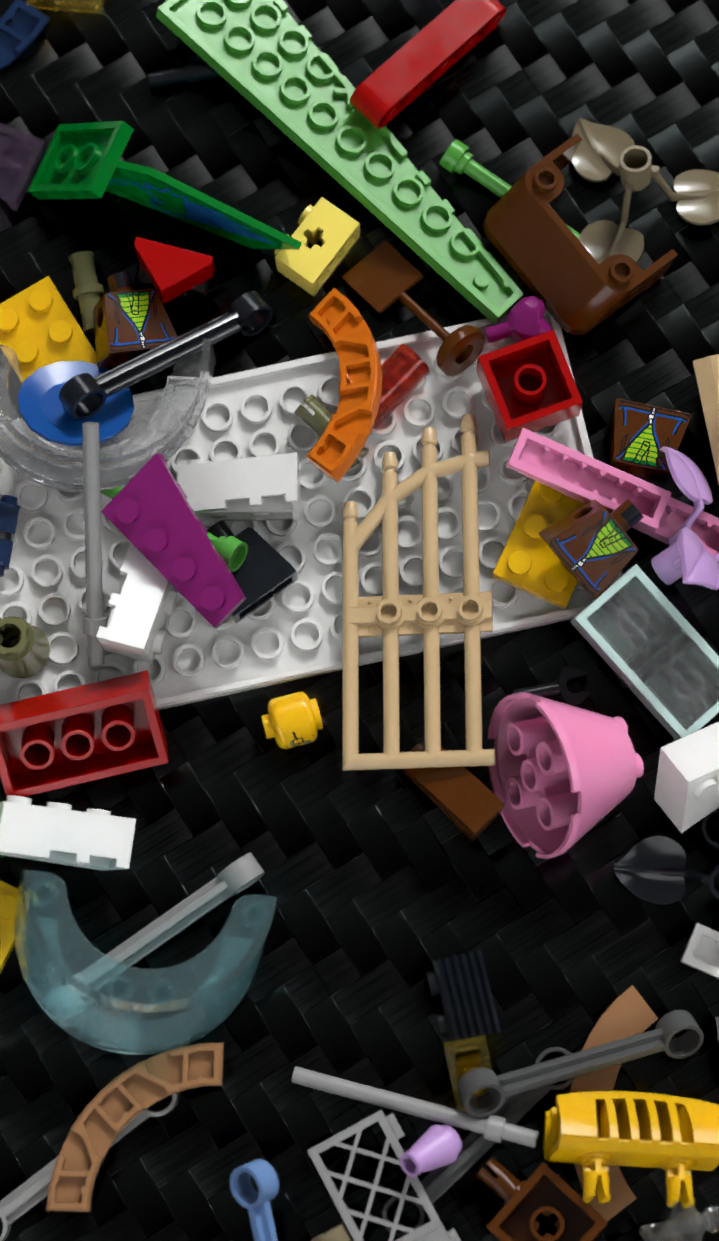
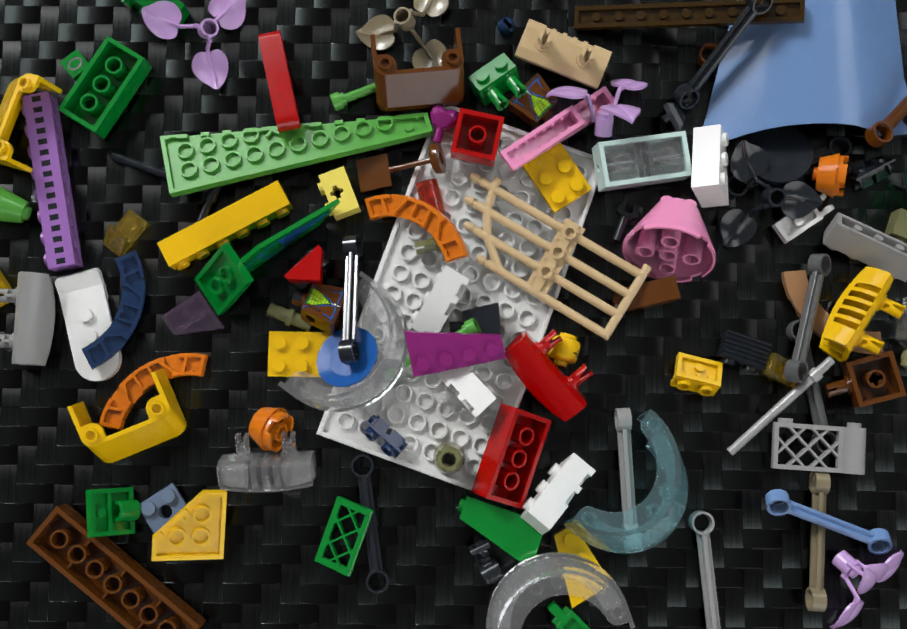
camera: 60 degrees left, 5 degrees up
(93, 544) = (459, 413): light grey bar -> none
(116, 1107) = (698, 543): medium nougat tile -> none
(165, 118) = (225, 225): none -> yellow brick
(229, 709) = (544, 378): none -> red piece
(382, 946) = (697, 374): none -> yellow bracket
(433, 1150) = (808, 410): lavender cone -> none
(594, 543) = (575, 155): reddish brown torso -> none
(637, 361) = (496, 79): none -> green brick

